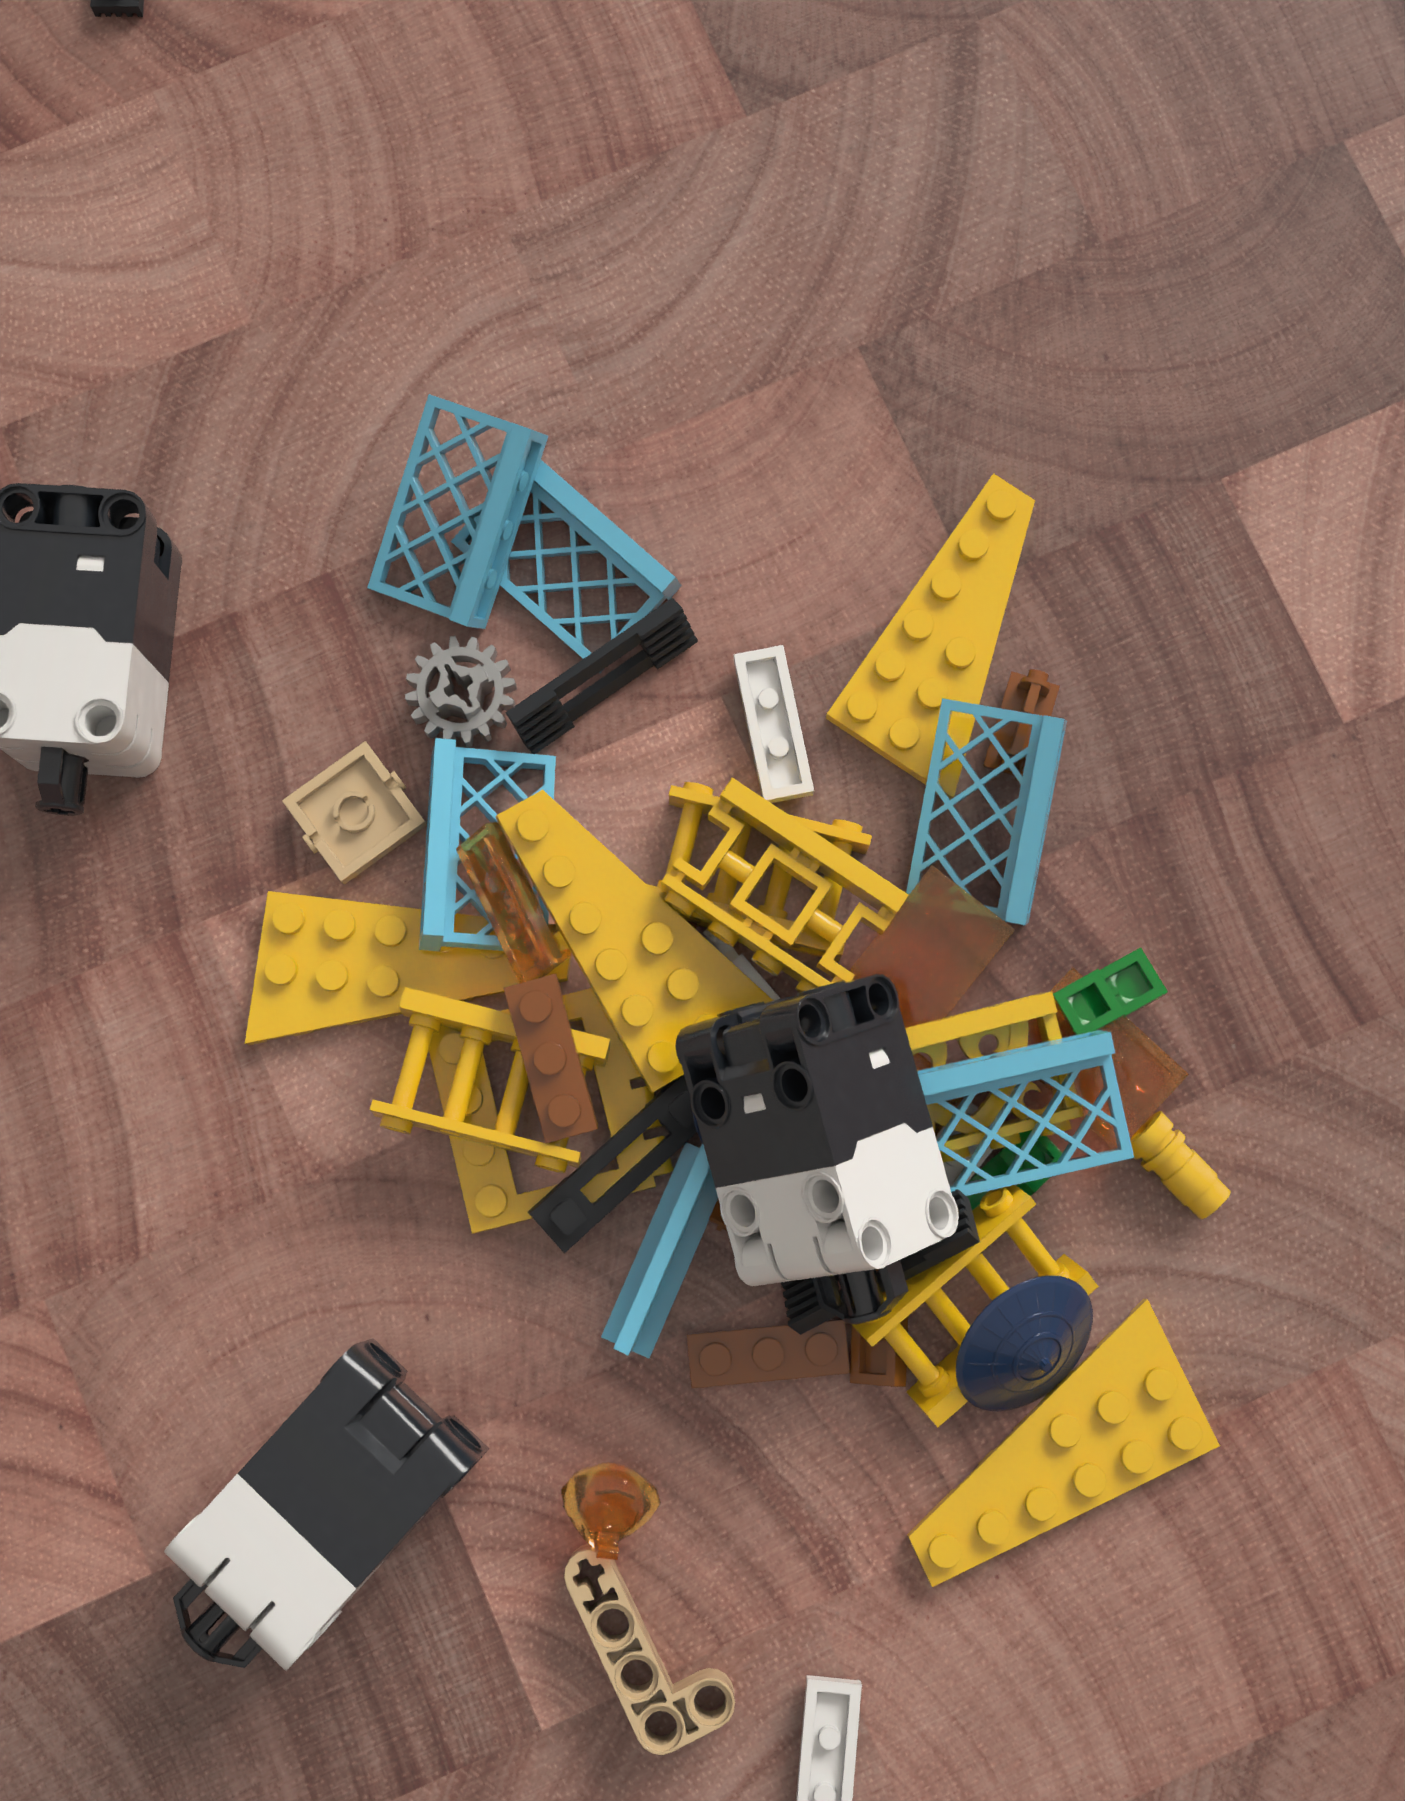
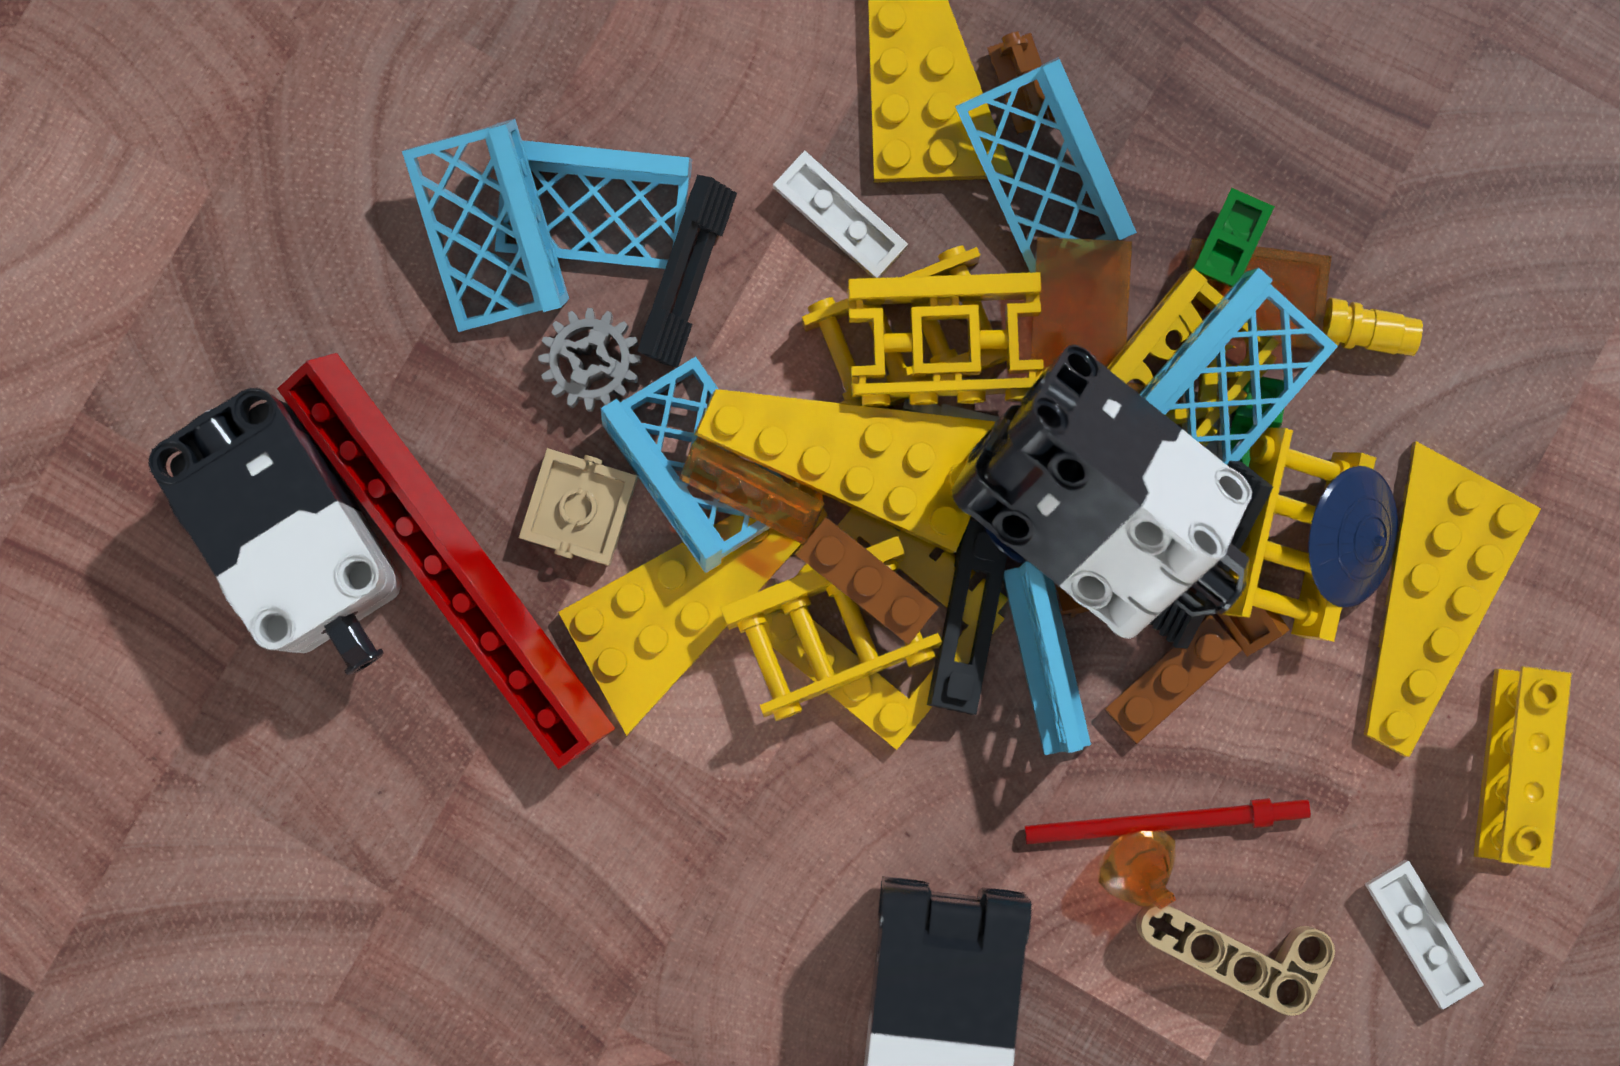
camera: 30 degrees left, 5 degrees up
(203, 776) = (446, 559): none -> red brick
(757, 1536) = (1259, 814): none -> red bar
(1028, 1677) = (1522, 766): none -> yellow fence

